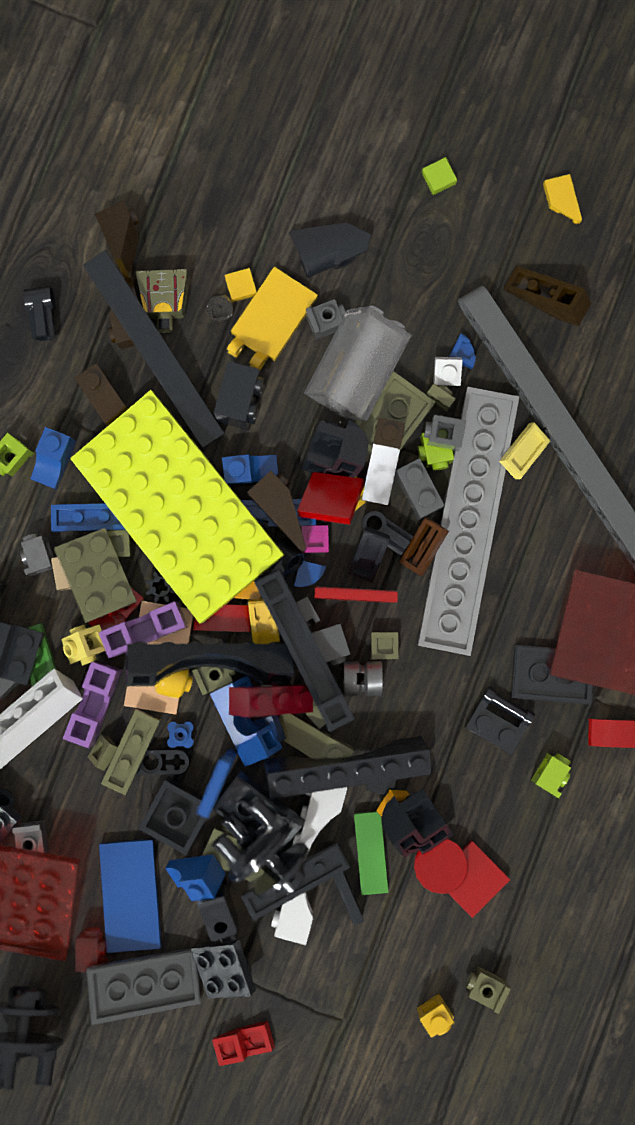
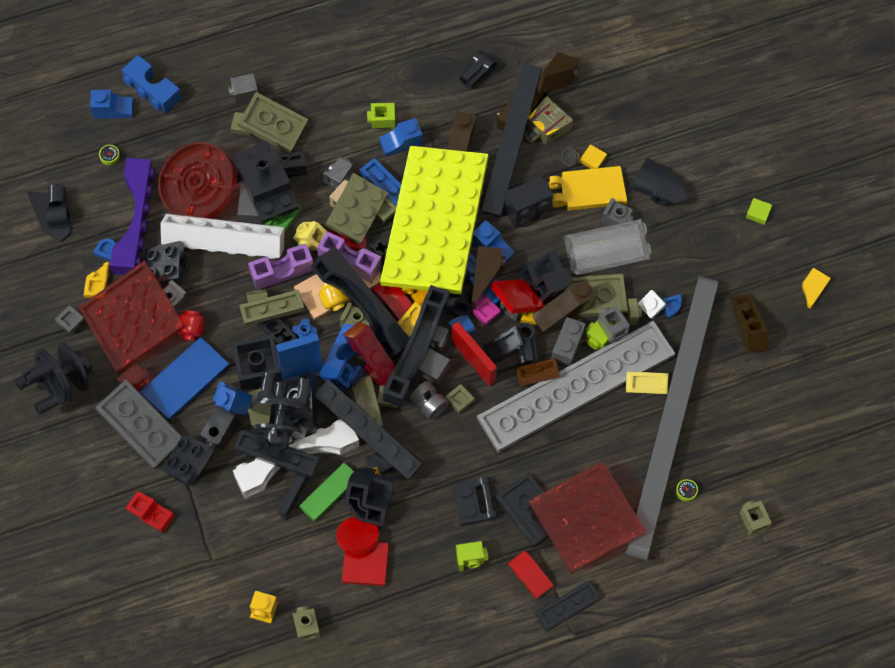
camera: 45 degrees right, 20 degrees down
(79, 844) = (194, 325): none -> red head

